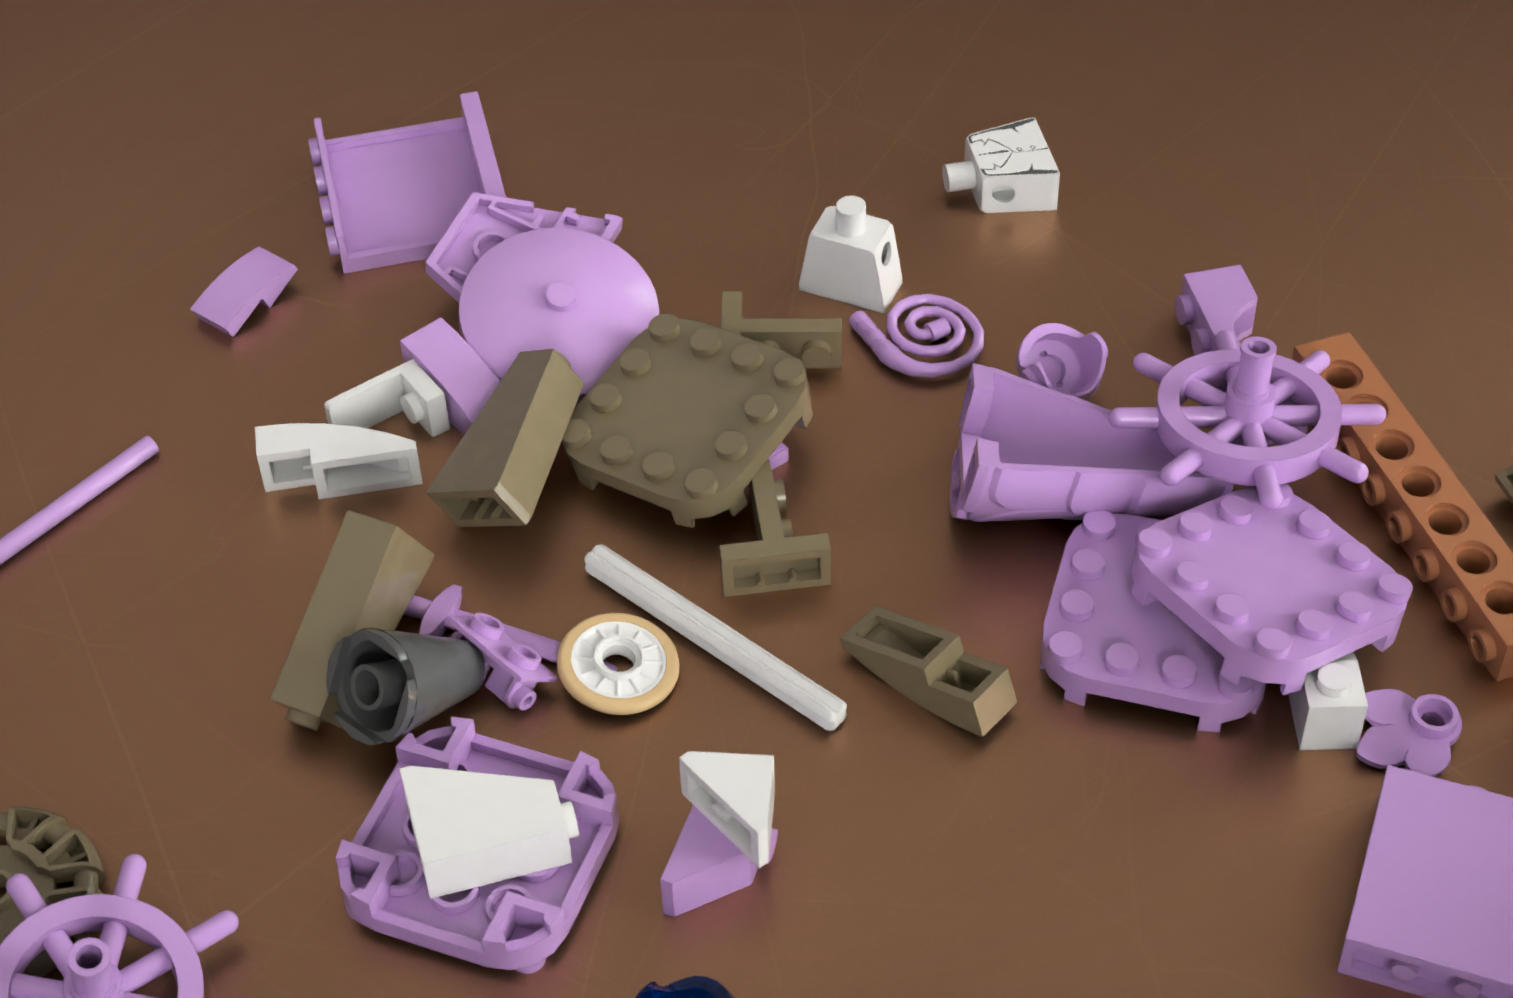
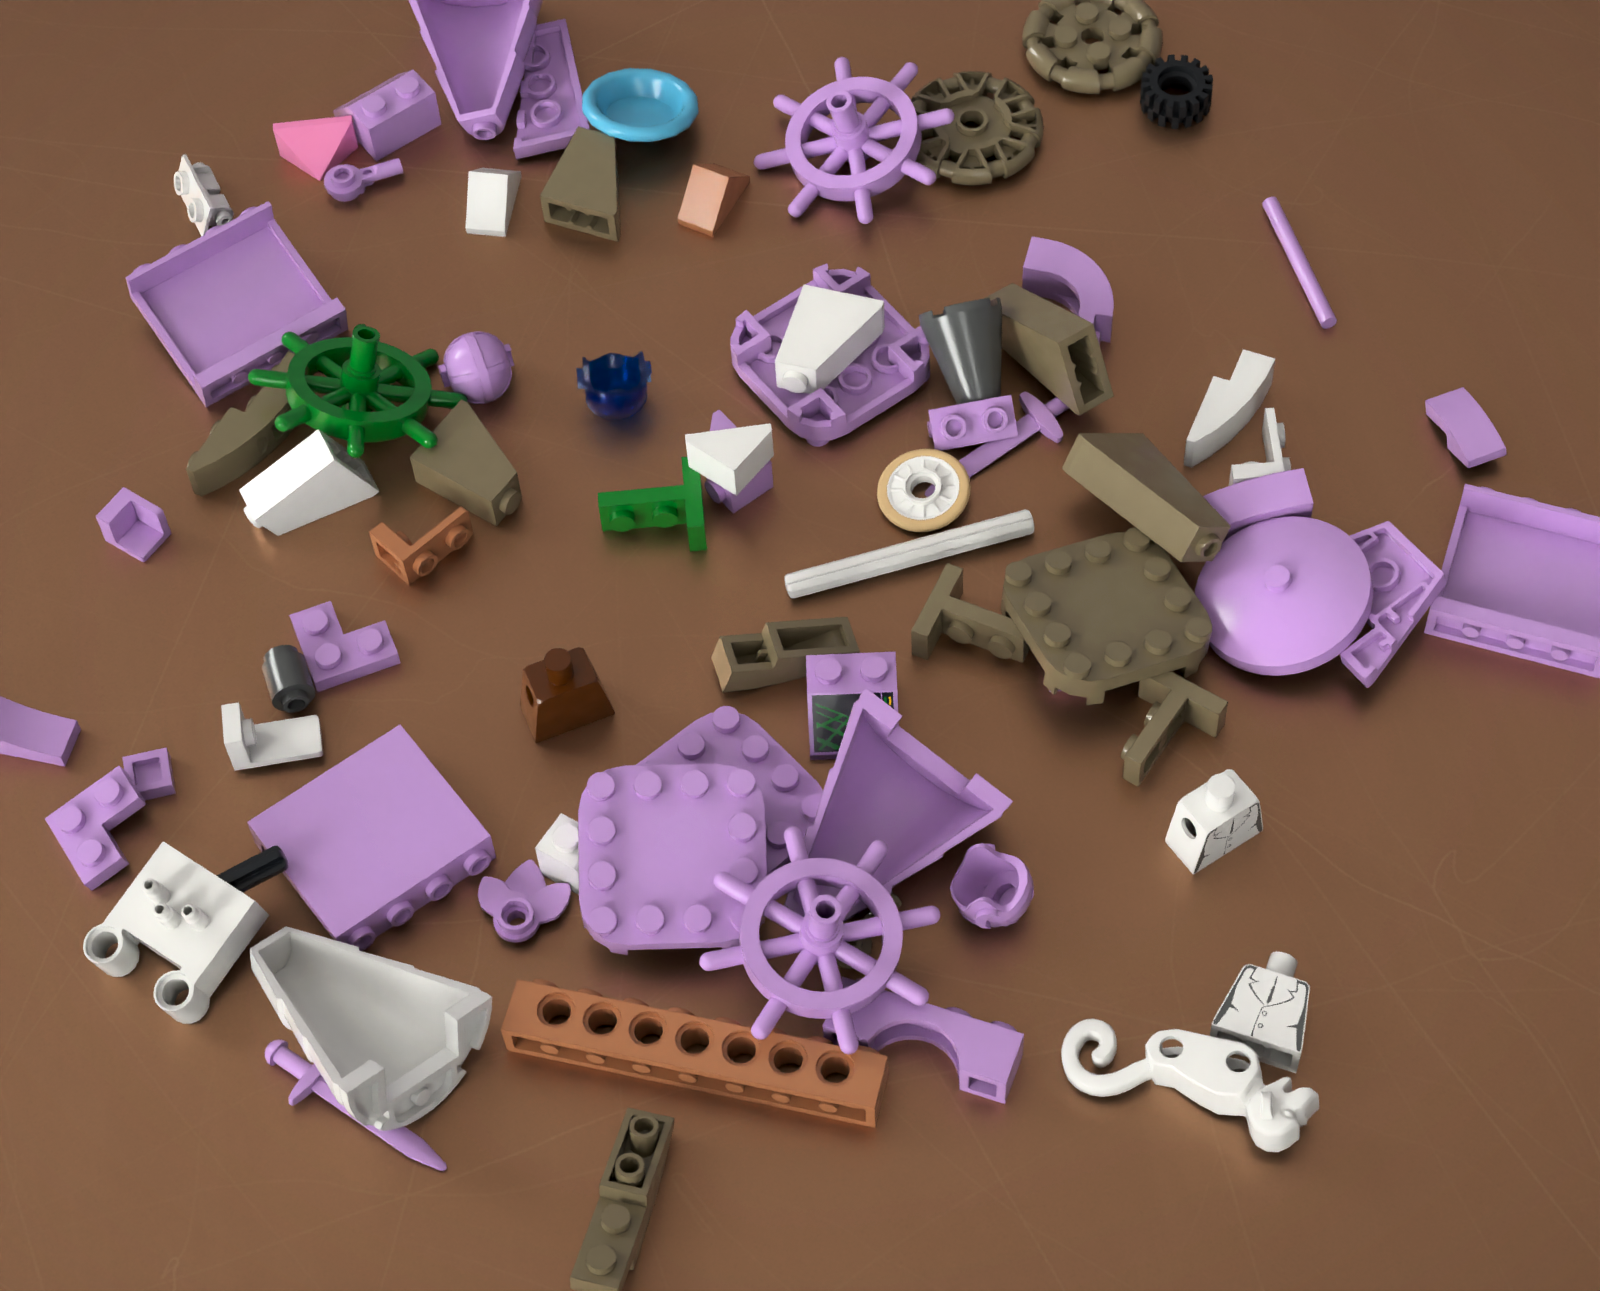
camera: 125 degrees right, 10 degrees up
(230, 651) = (1072, 279): none -> lavender arch
(815, 863) = (658, 508): none -> green bracket
(935, 330) = (1113, 852): lavender piece -> none
(941, 576) = (834, 687): none -> lavender slope
(1093, 181) = (1201, 1073): none -> white animal
(1161, 816) = (562, 694): none -> reddish brown torso

